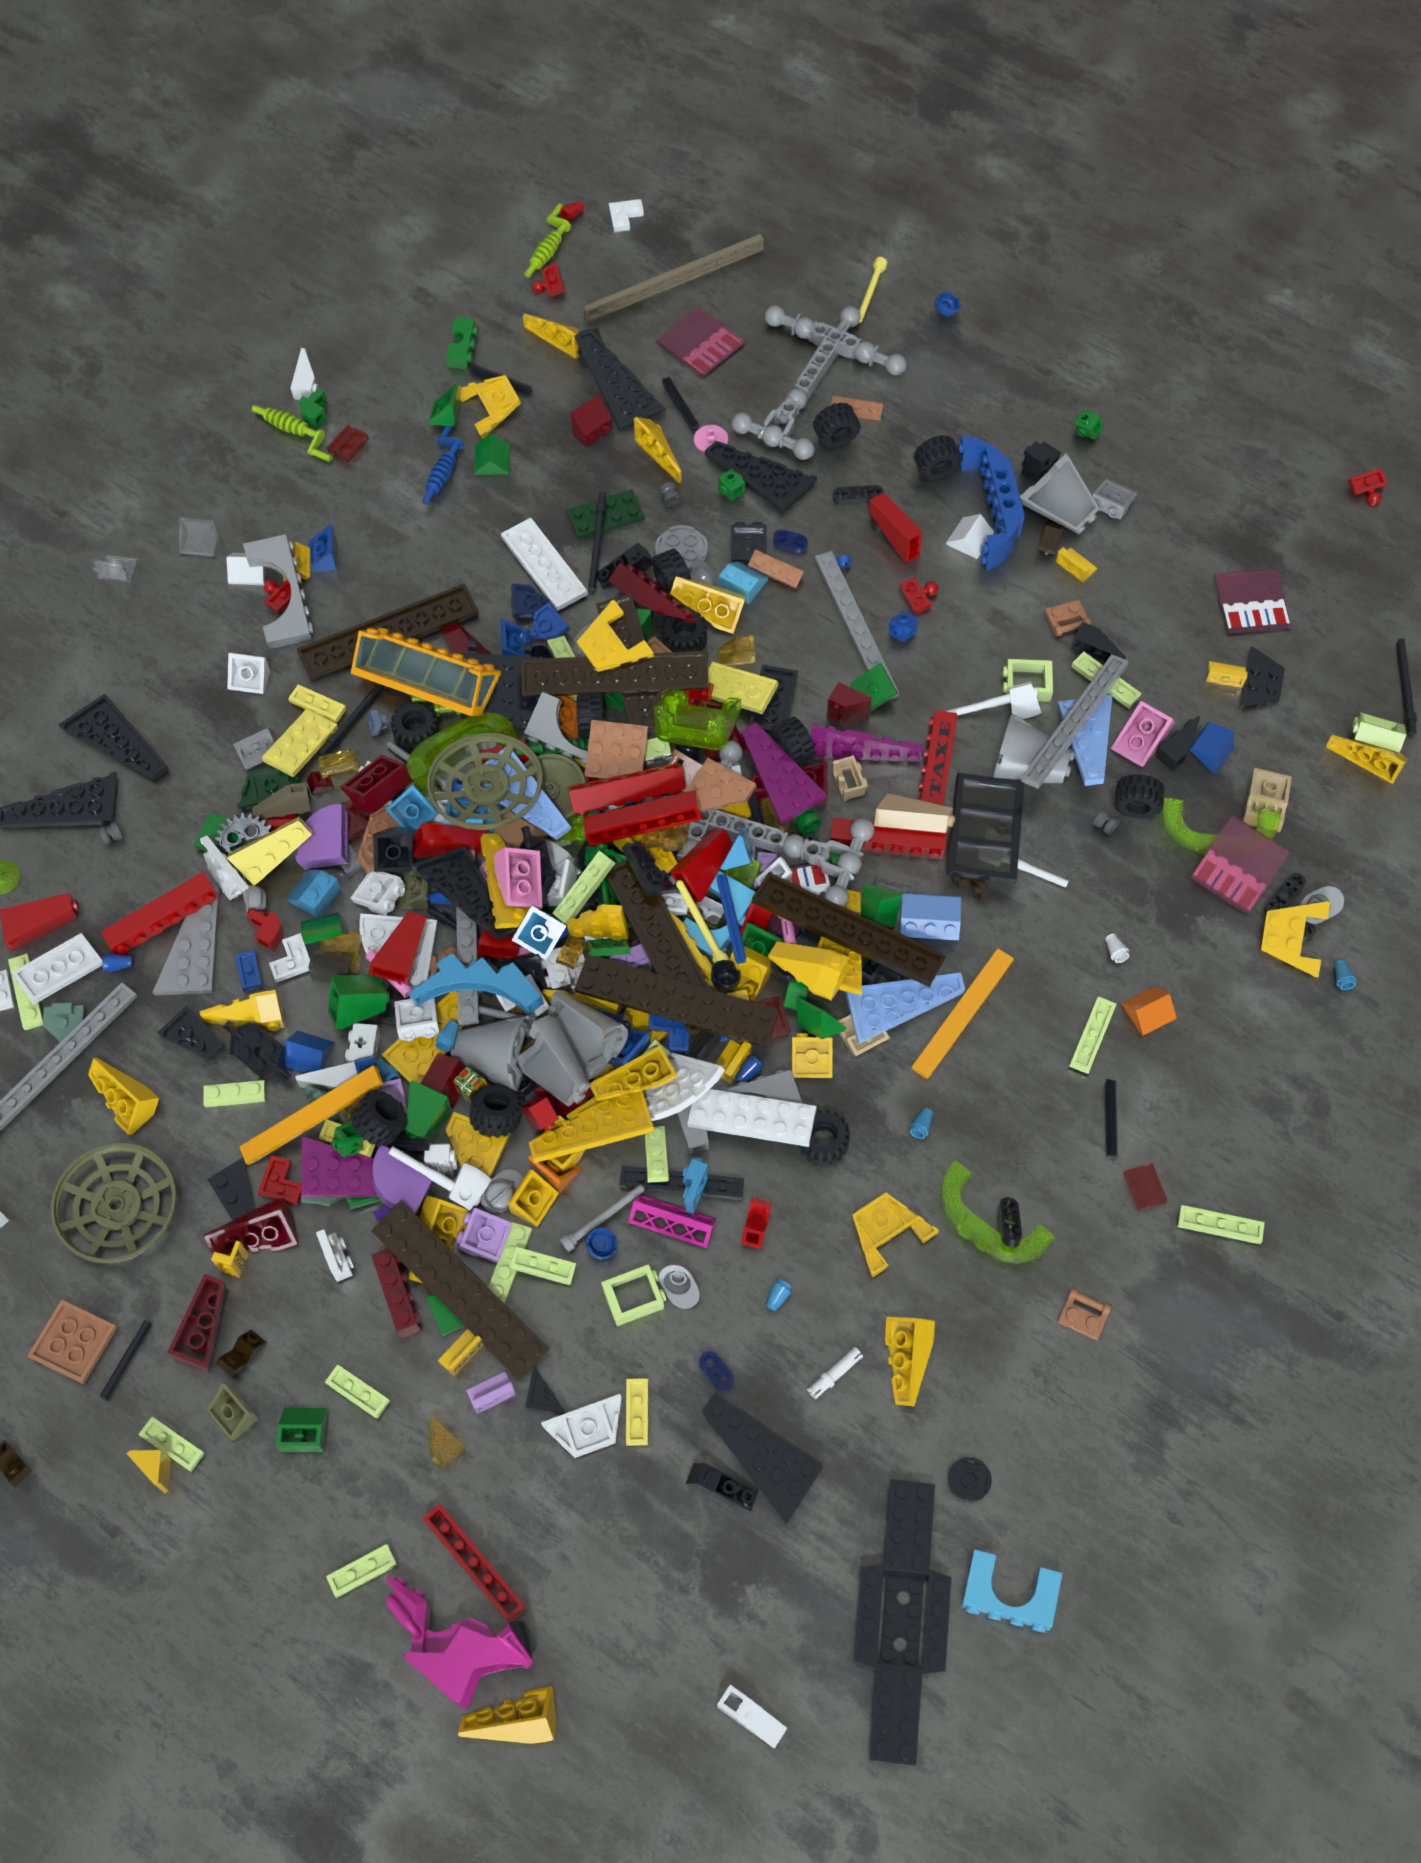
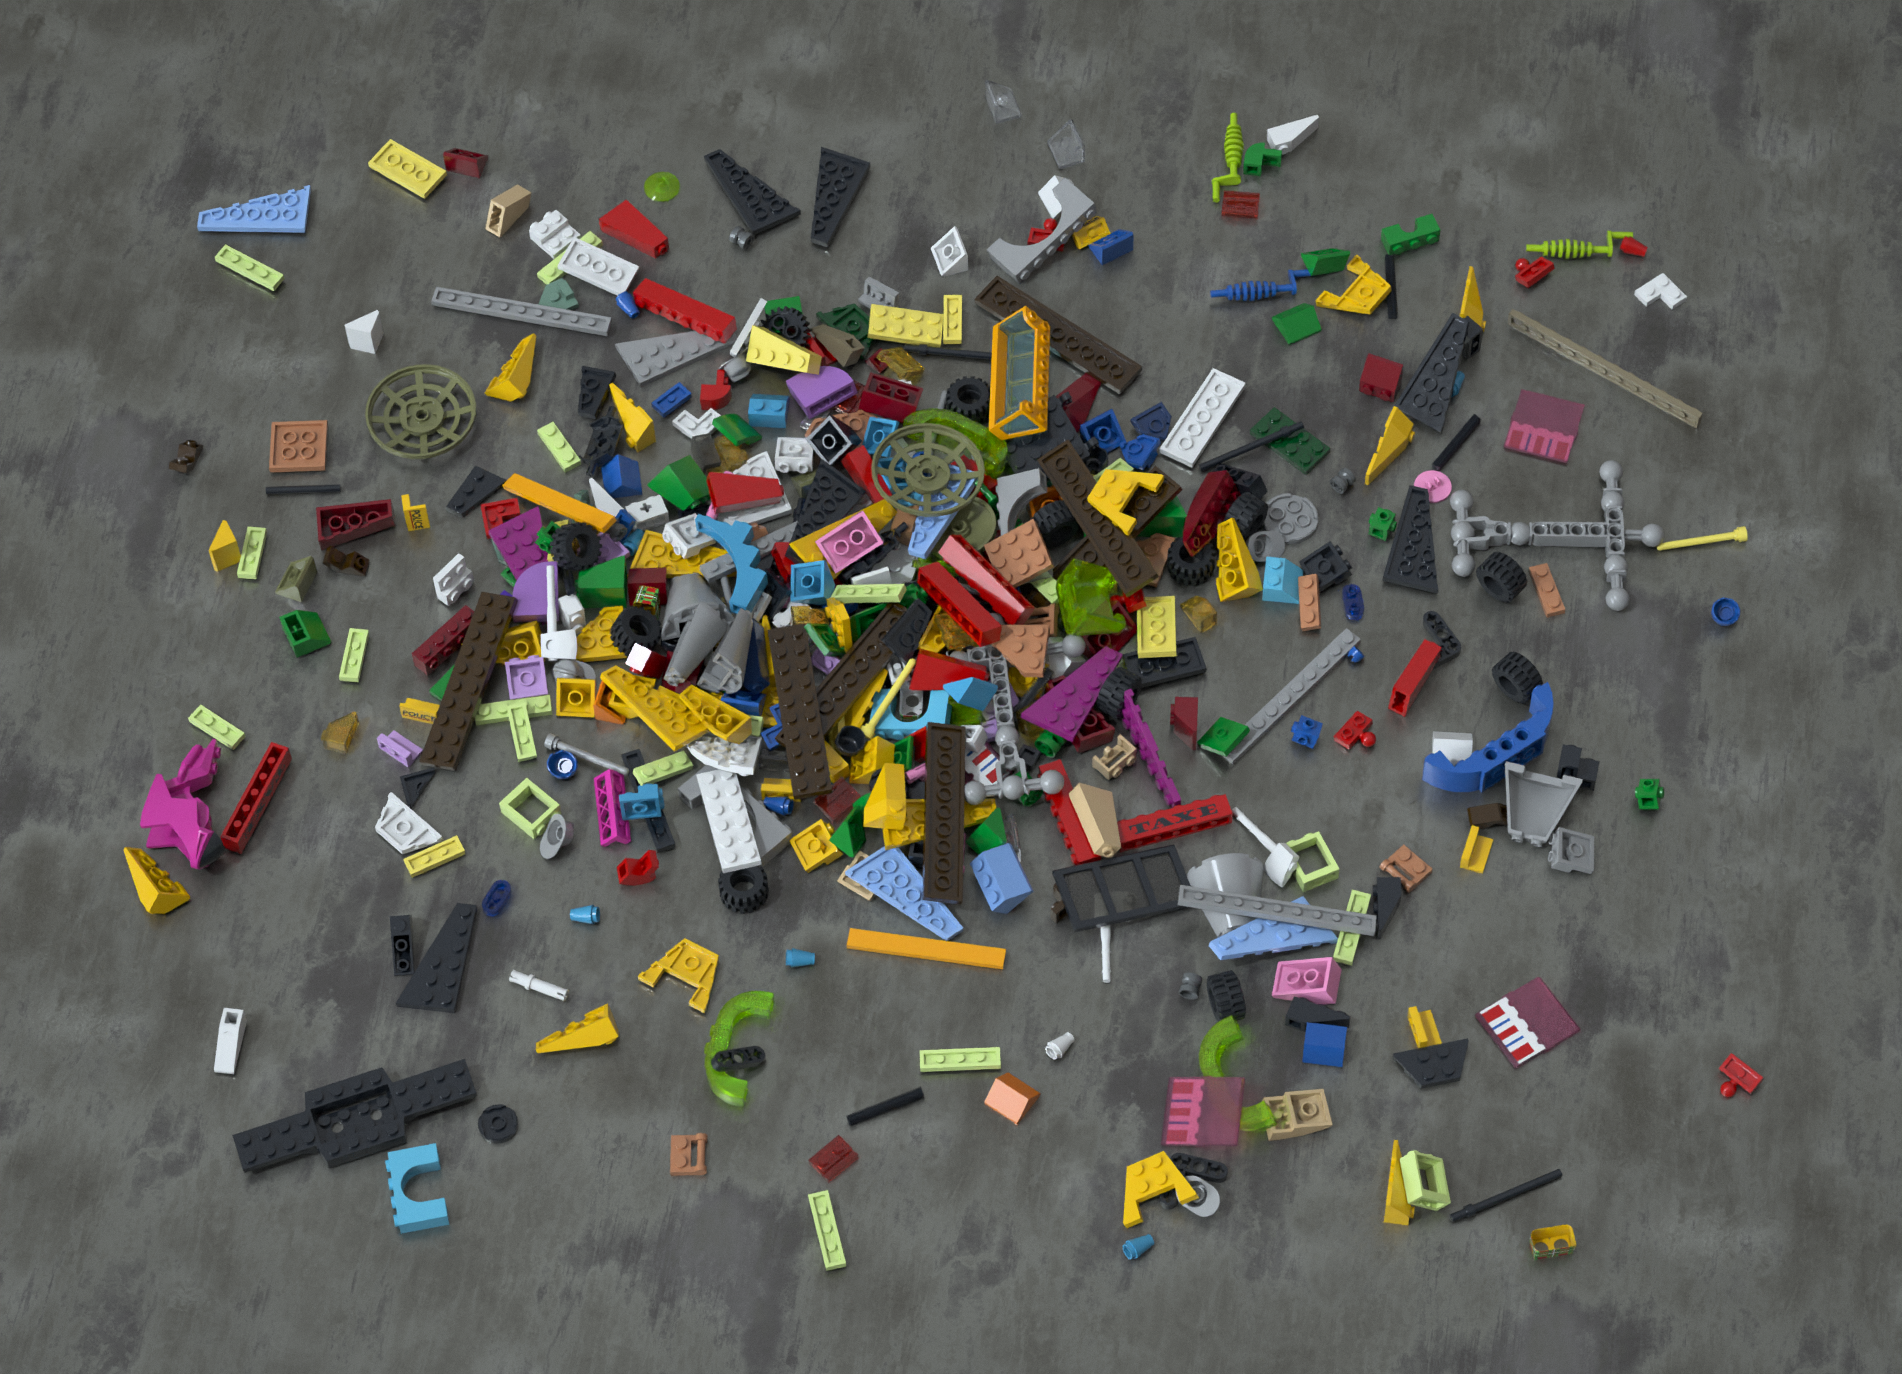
camera: 65 degrees right, 5 degrees down
(262, 1228) = (452, 522): dark red wedge -> none
(376, 722) = (958, 371): sand blue tile -> none
(447, 1037) = (684, 566): dark azure cone -> none
(731, 919) = (904, 719): blue axle -> none

